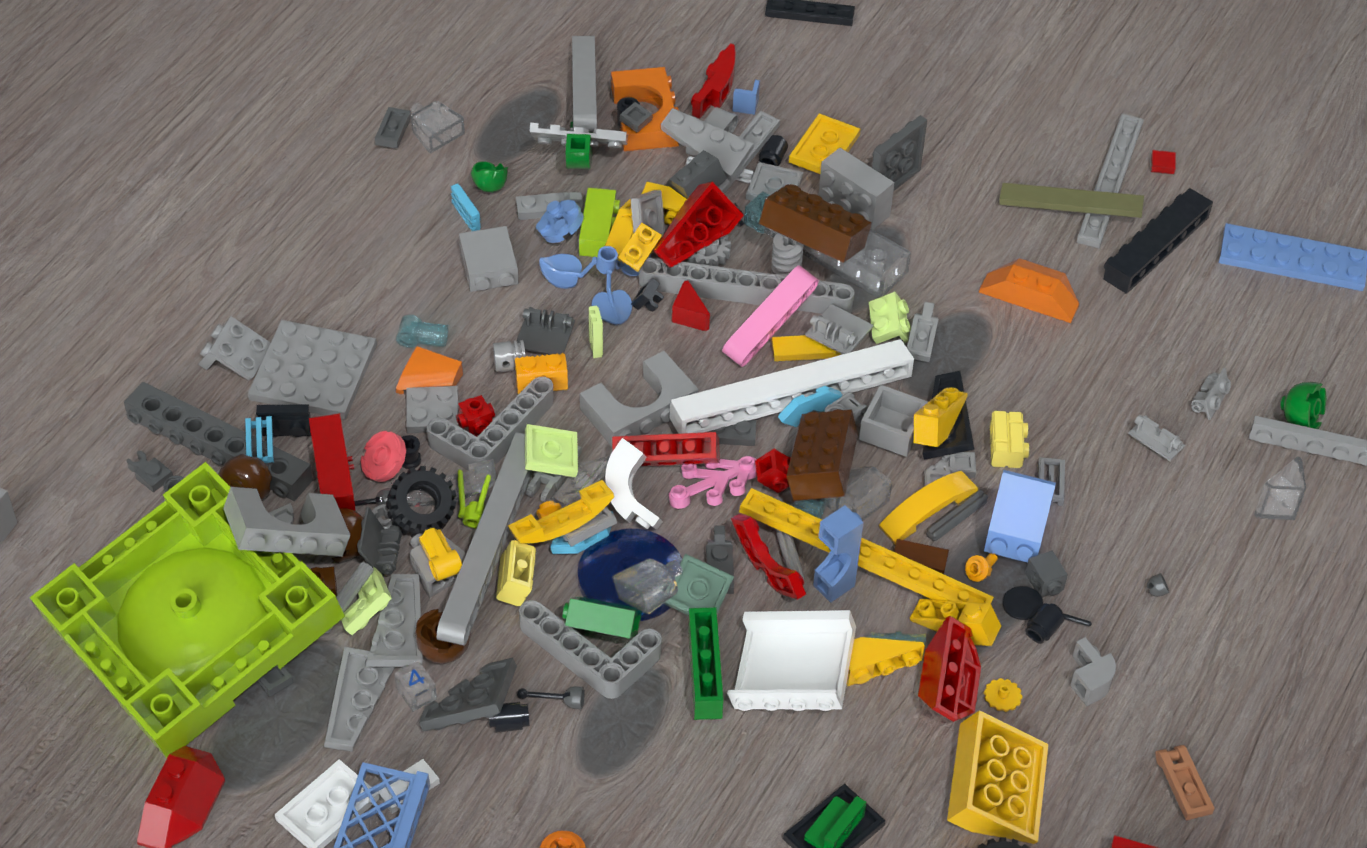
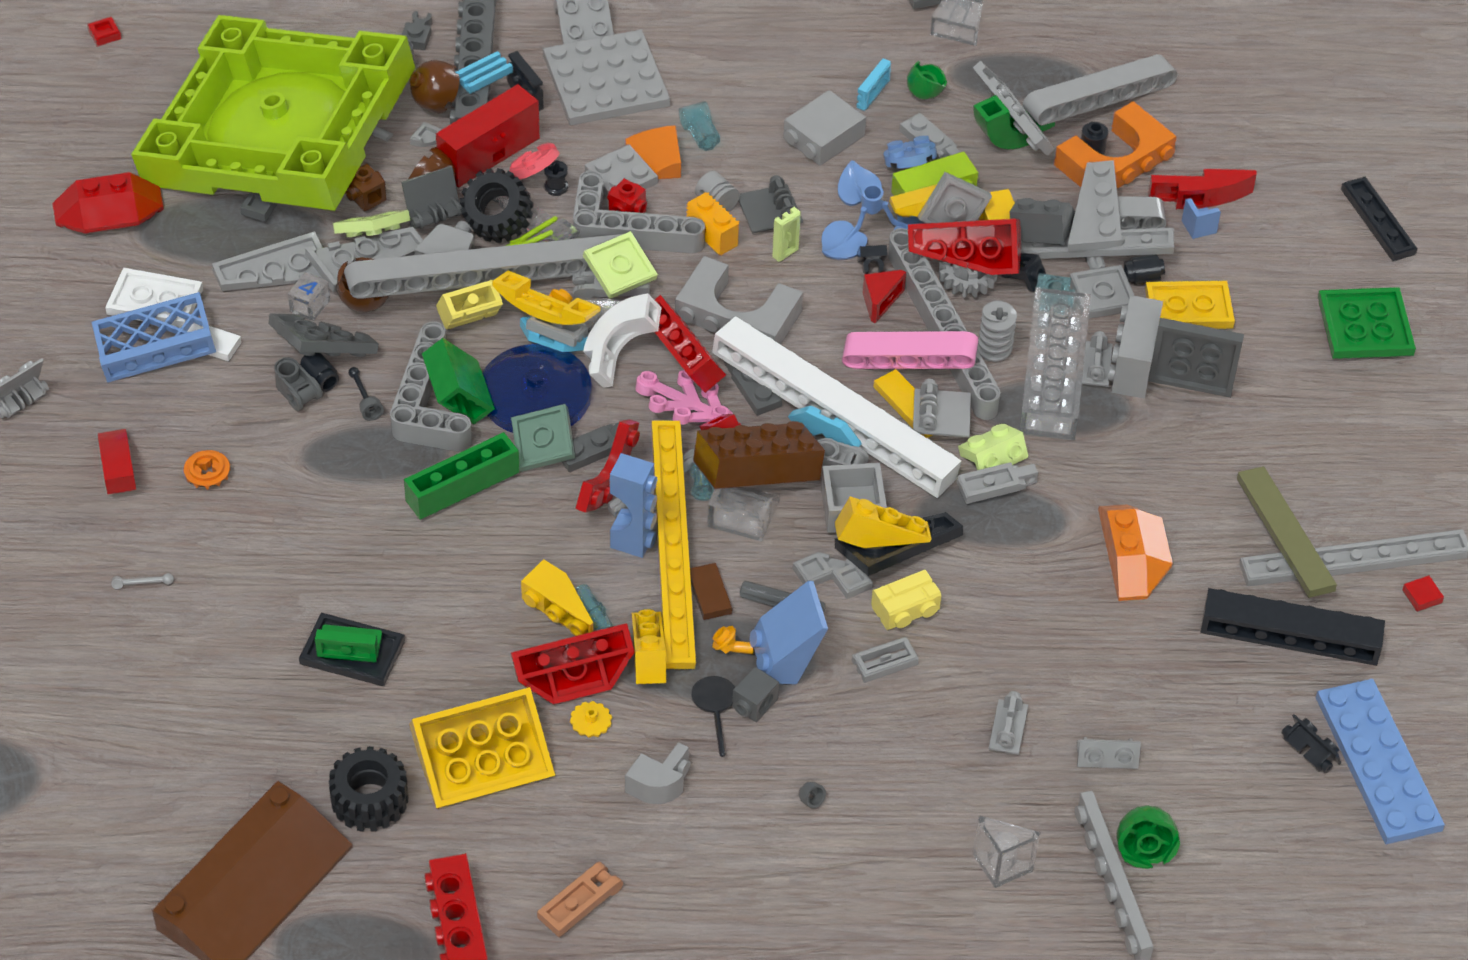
camera: 60 degrees right, 0 degrees up
(257, 530) = (390, 147): light grey arch -> none
(353, 586) = (367, 207): light grey axle -> none
(441, 558) = (442, 238): yellow piece -> none
(513, 739) = (295, 383): none -> dark grey piece
(636, 117) = (1079, 141): dark grey plate -> none
(640, 247) = (900, 214): yellow hips -> none
(648, 584) = (508, 391): clear torso -> none
(794, 660) = (505, 538): white panel -> none
(815, 222) = (1034, 320): reddish brown brick -> none
(905, 65) = (1366, 323): none -> green plate
(925, 503) = (774, 565): yellow slope -> none
(1044, 623) = (694, 715): black brick -> none
(1274, 280) = (1321, 751): none -> black hinge

